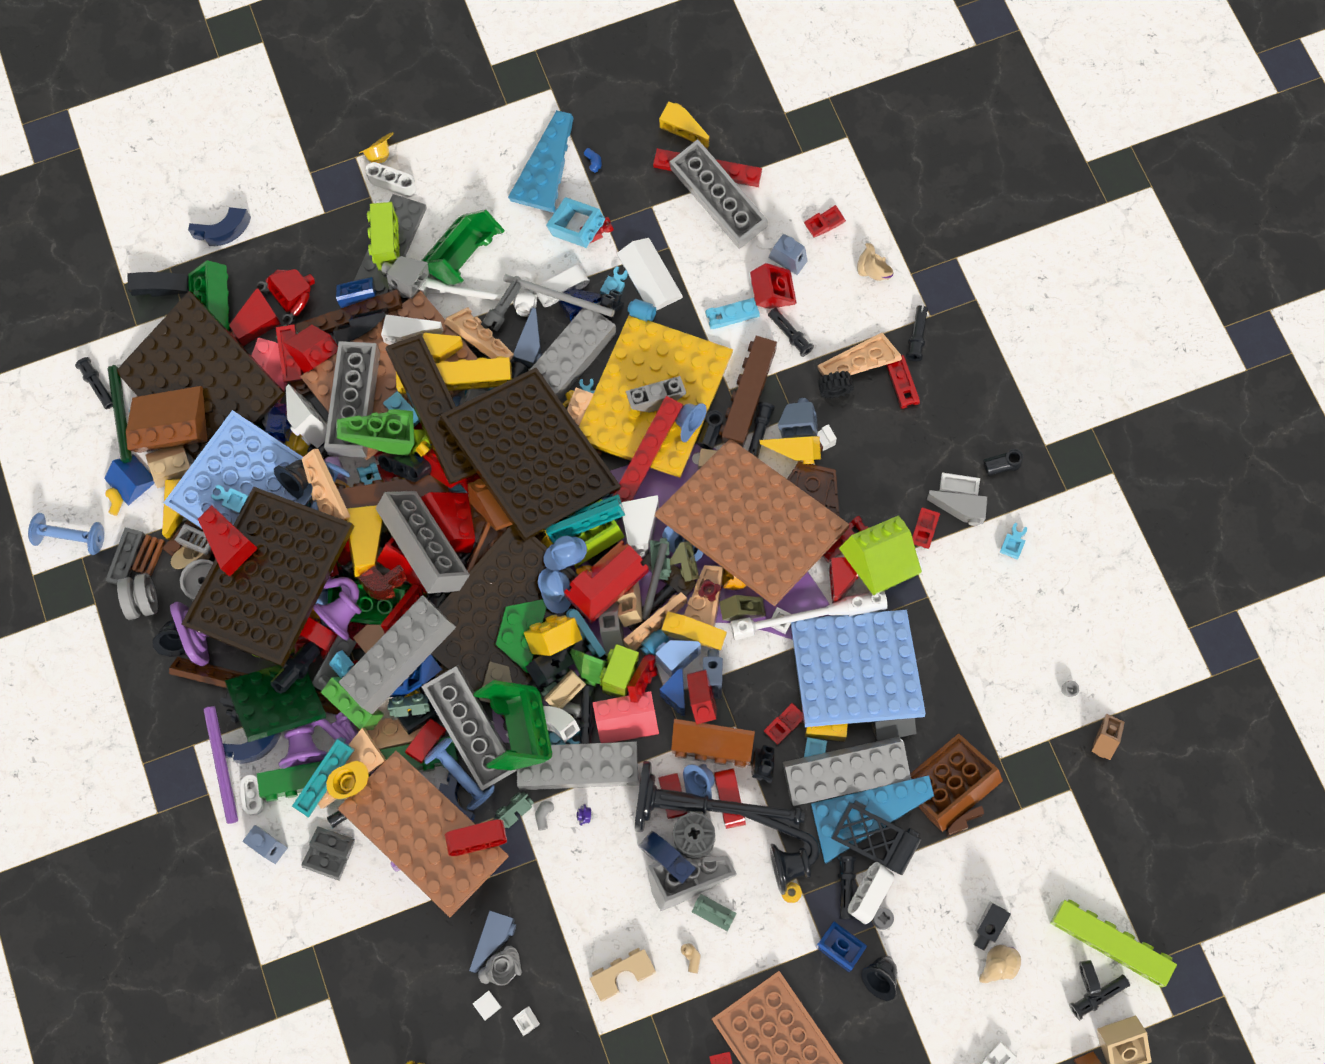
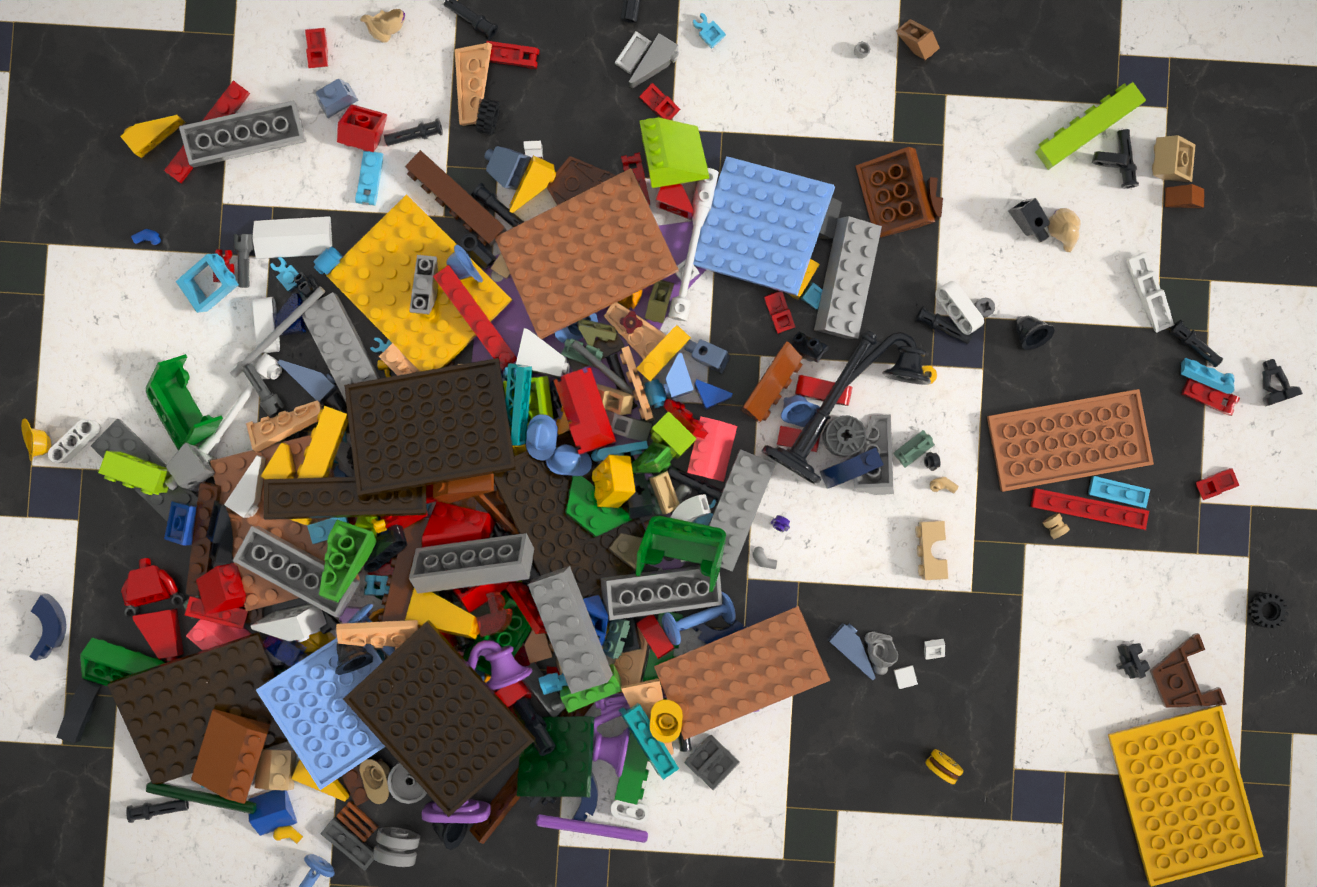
camera: 70 degrees left, 15 degrees up
(185, 533) = (356, 782): light grey slope -> none
(226, 541) = (388, 745): red wedge -> none
(232, 499) = (346, 723): medium azure plate -> none
(264, 843) = (680, 816): sand blue torso -> none
(475, 837) = (773, 628): red beam -> none
(518, 804) = (749, 592): sand green hinge -> none
(544, 169) = (135, 289): dark azure wing -> none
(622, 237) = (243, 245): none -> dark grey piece
(701, 697) = (733, 373): red slope -> none
(709, 935) = (932, 461): none -> black plate
(841, 946) = (991, 354): blue slope -> none
(886, 802) = (890, 288): dark azure wing -> none
(901, 847) = (938, 270): black piece -> none

